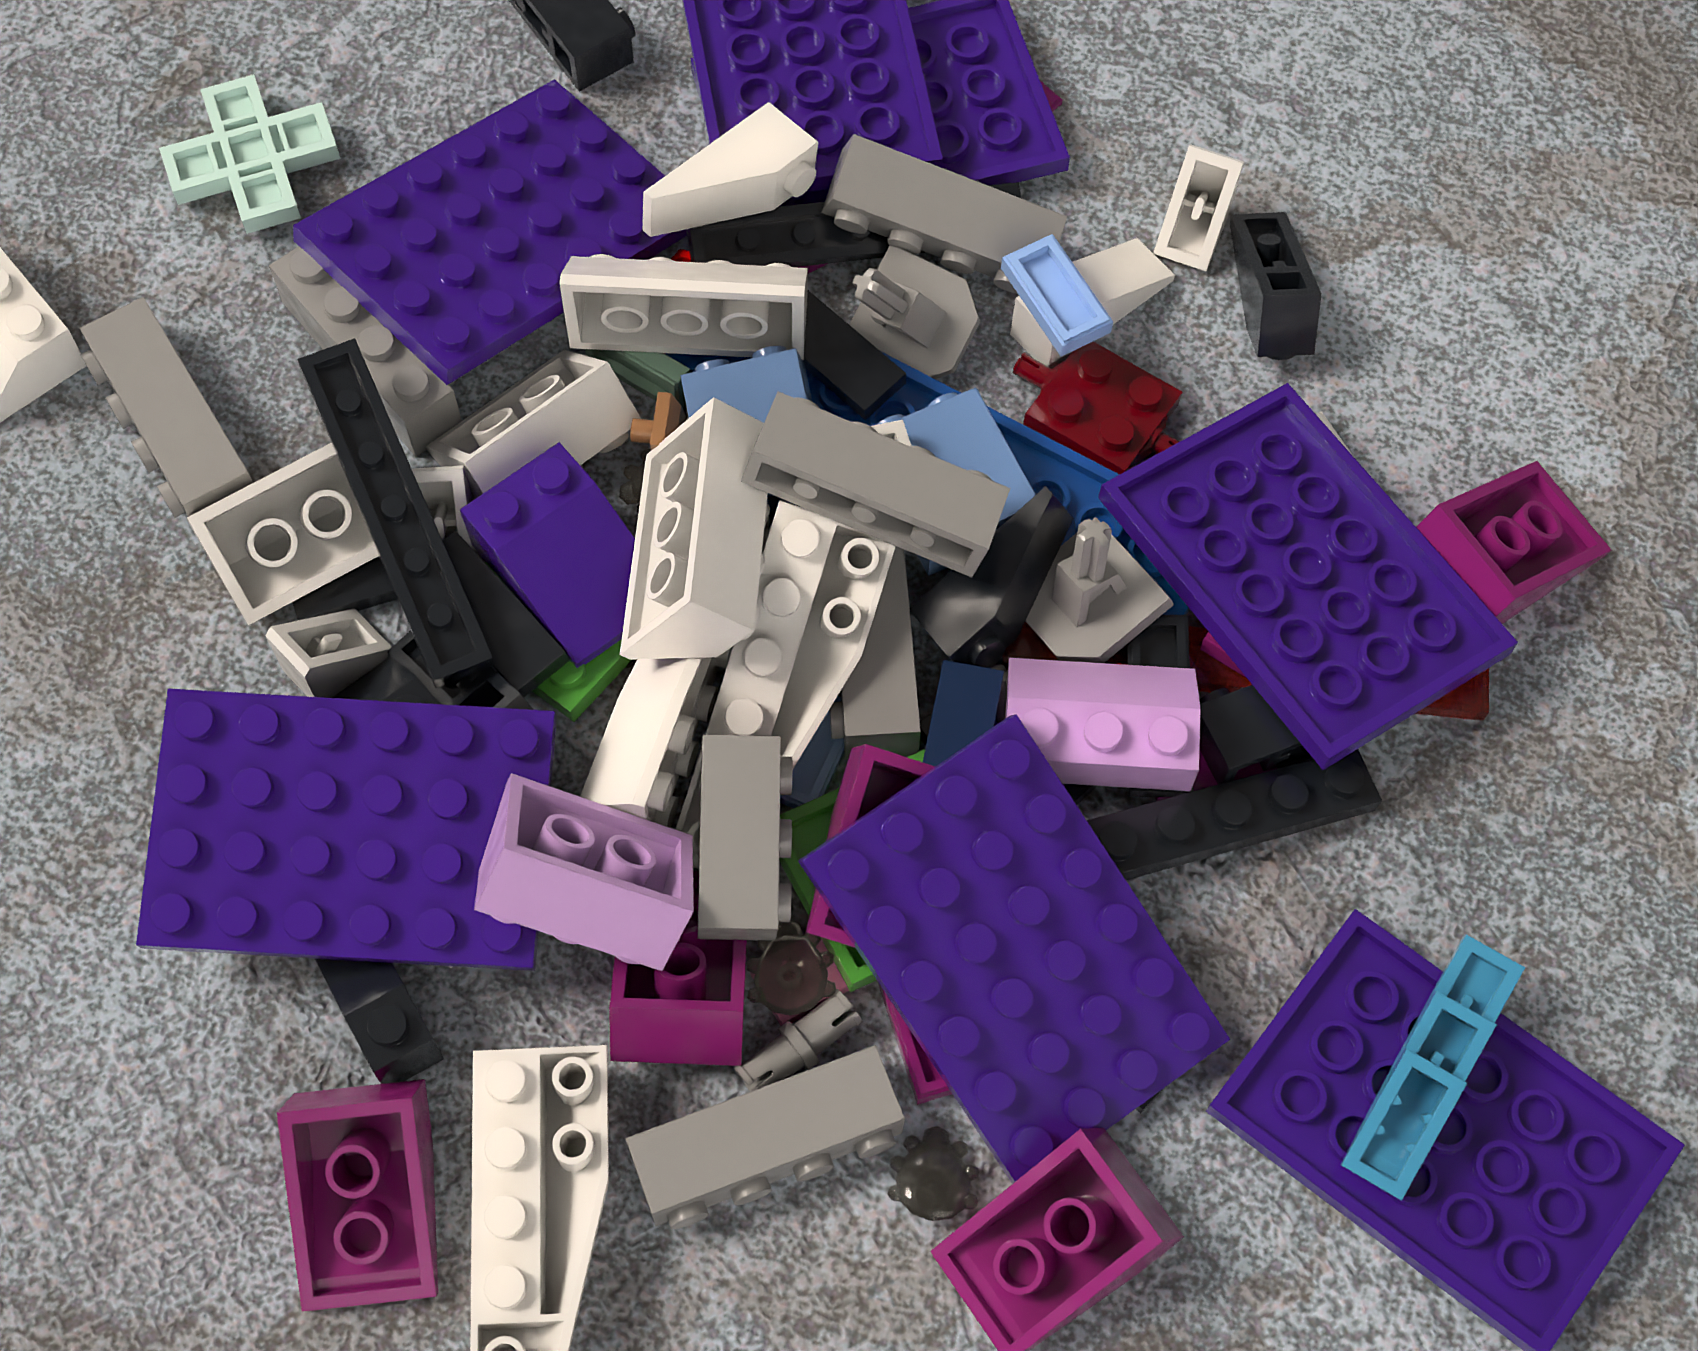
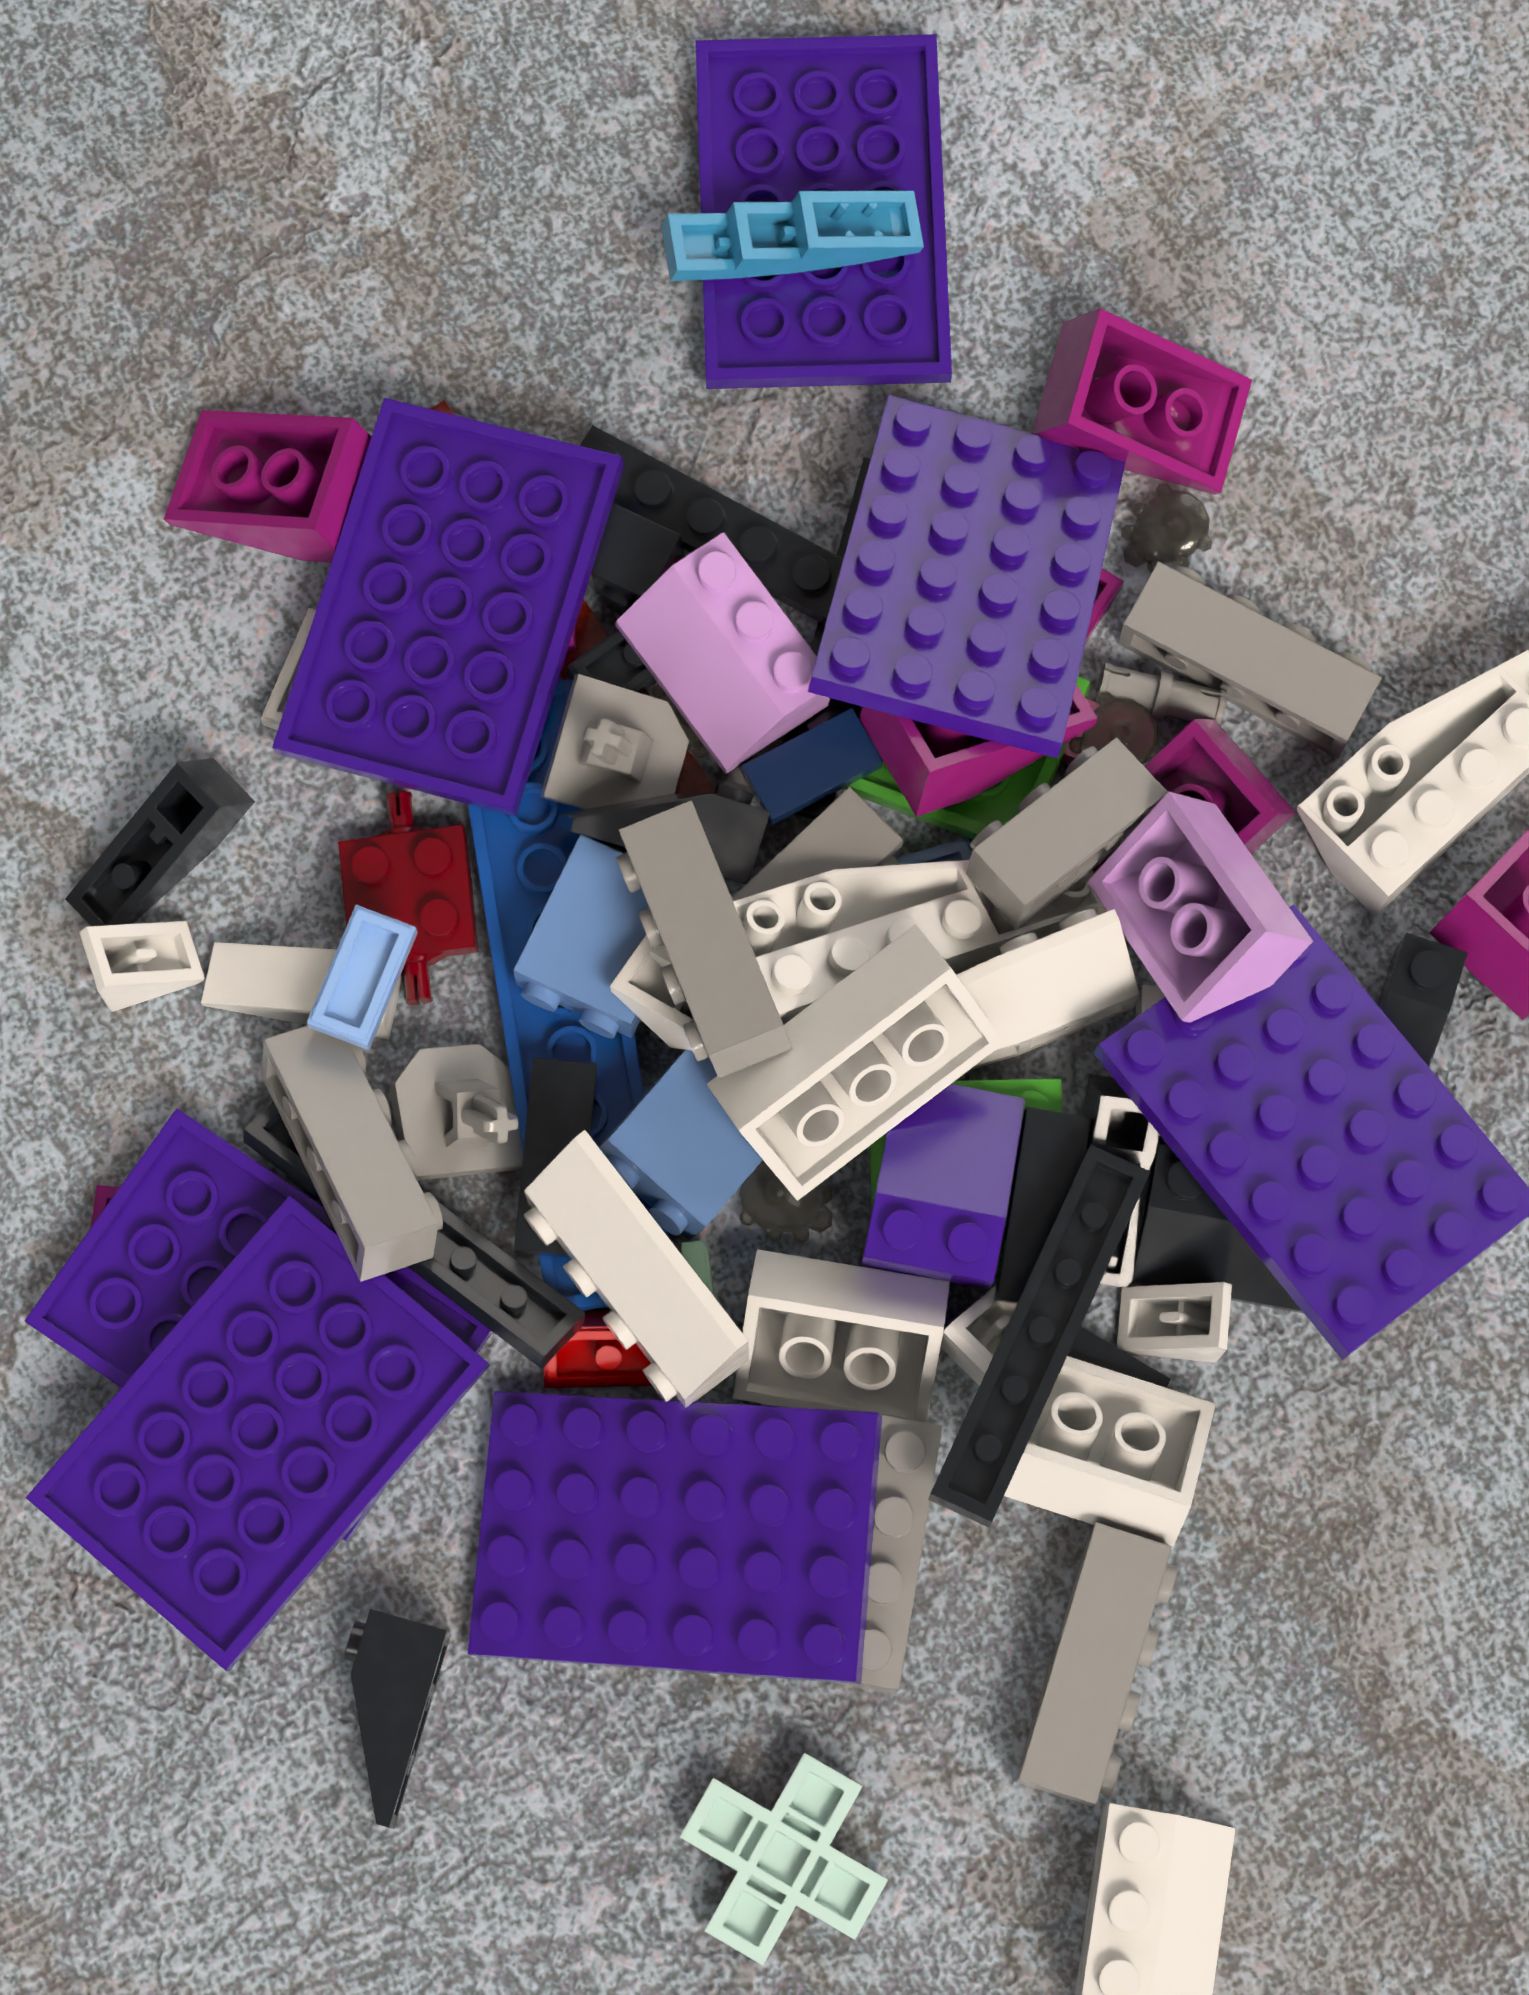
camera: 130 degrees left, 10 degrees up
(667, 418) = (751, 1214): medium nougat piece -> none
(735, 176) = (456, 1329): white slope -> none

